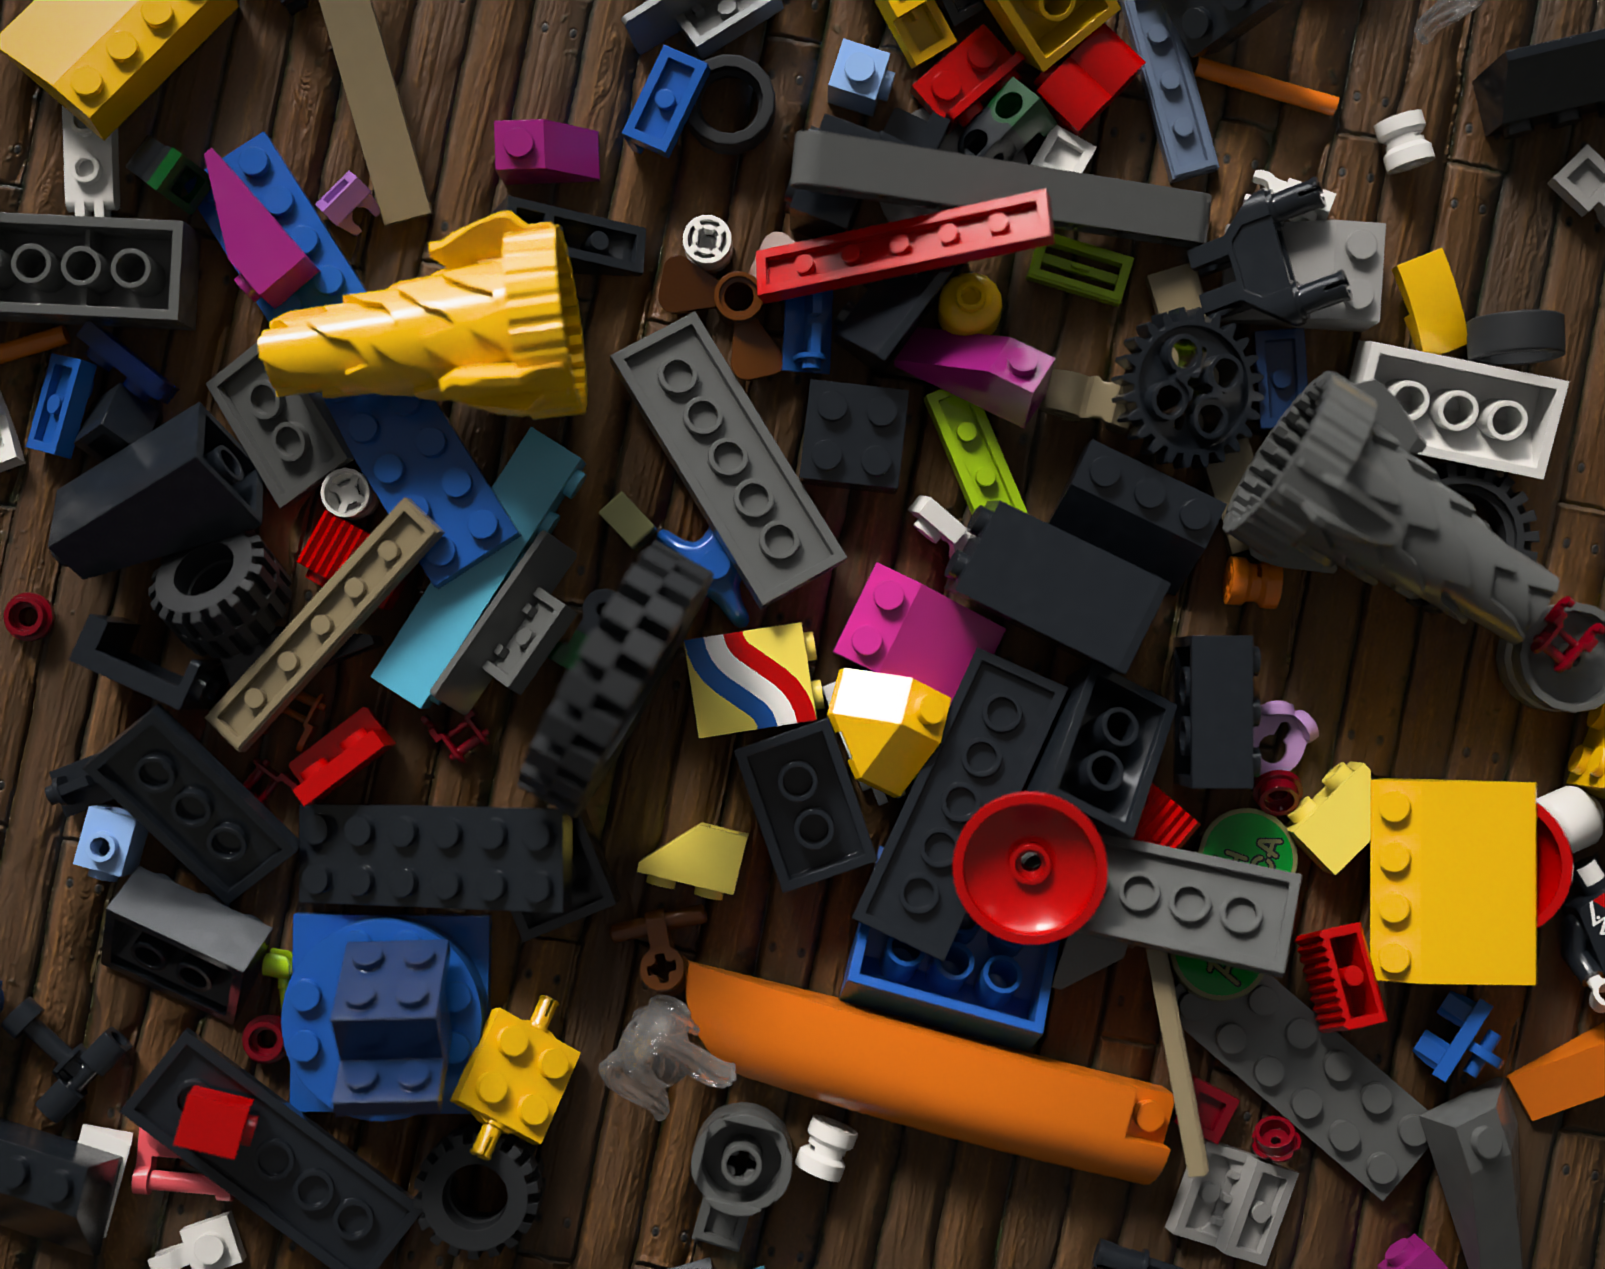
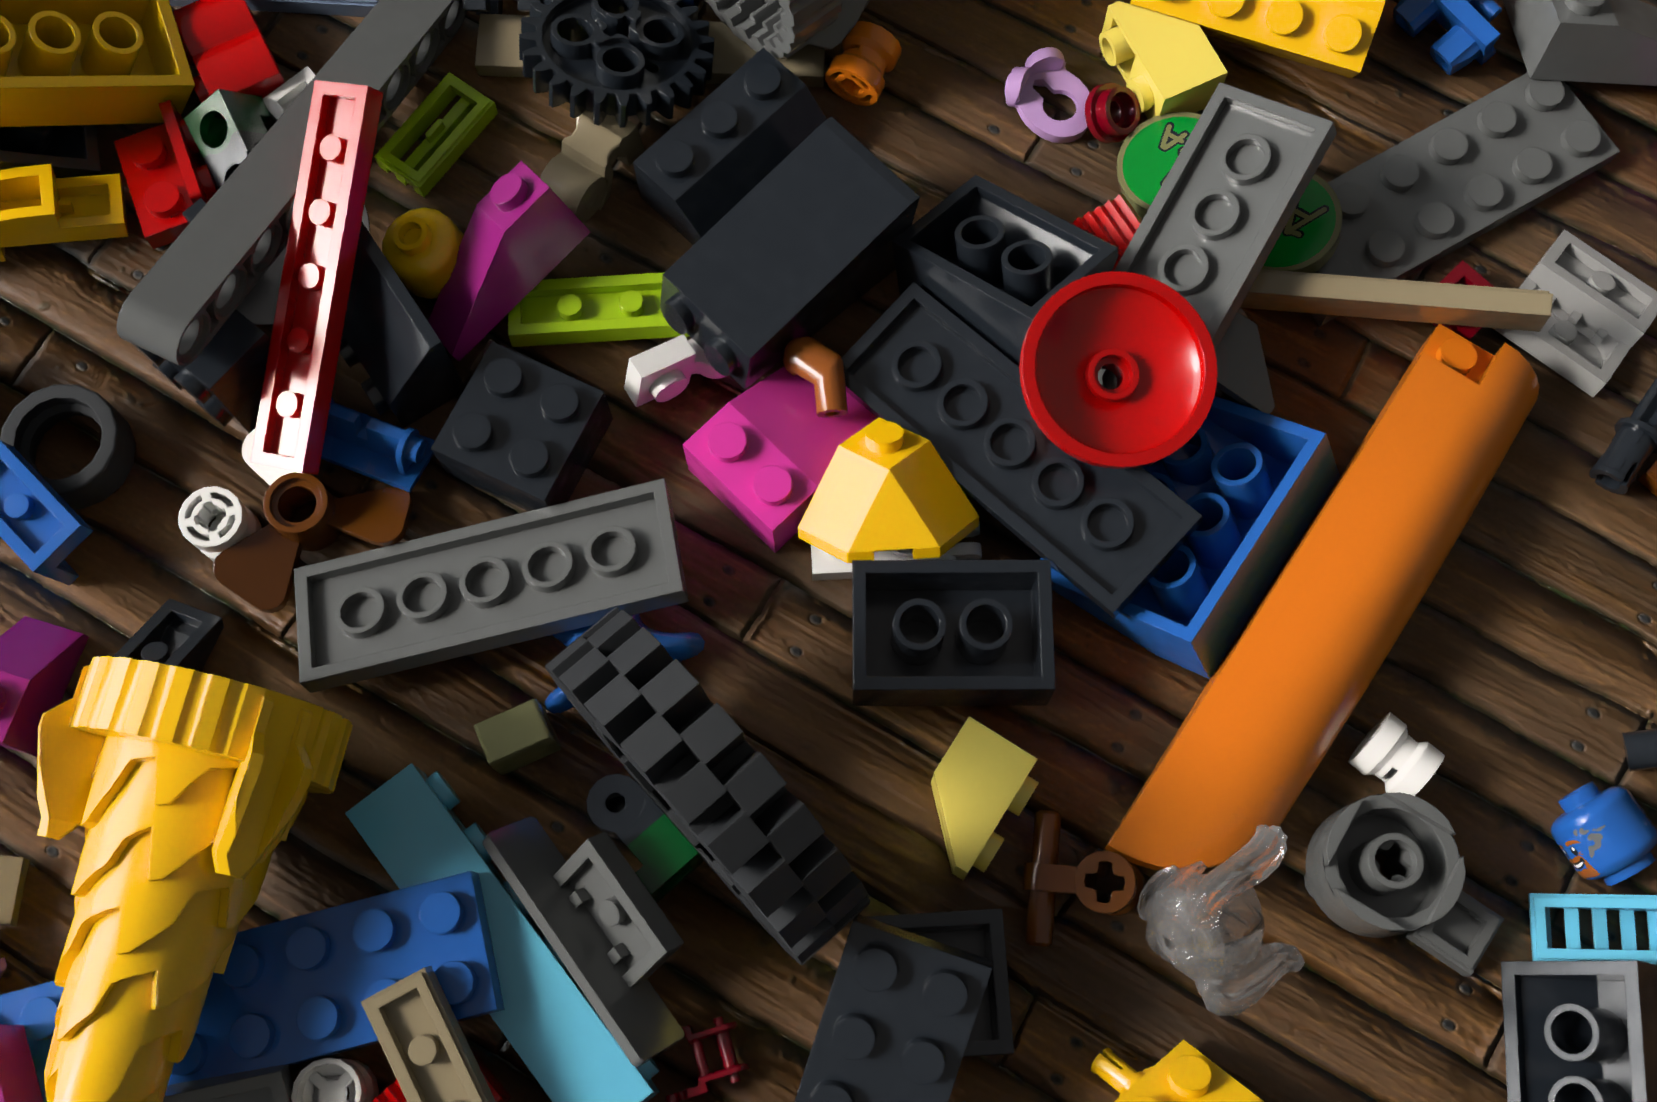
camera: 70 degrees left, 15 degrees down
(753, 679) = (774, 648): panel -> none
(860, 78) = (100, 281): light blue brick -> none
(974, 641) = (823, 369): none -> dark orange arm
(1215, 711) = (994, 127): black brick -> none
(1272, 1130) = (1510, 231): dark red plate -> none
(1341, 978) = (1364, 99): red brick -> none

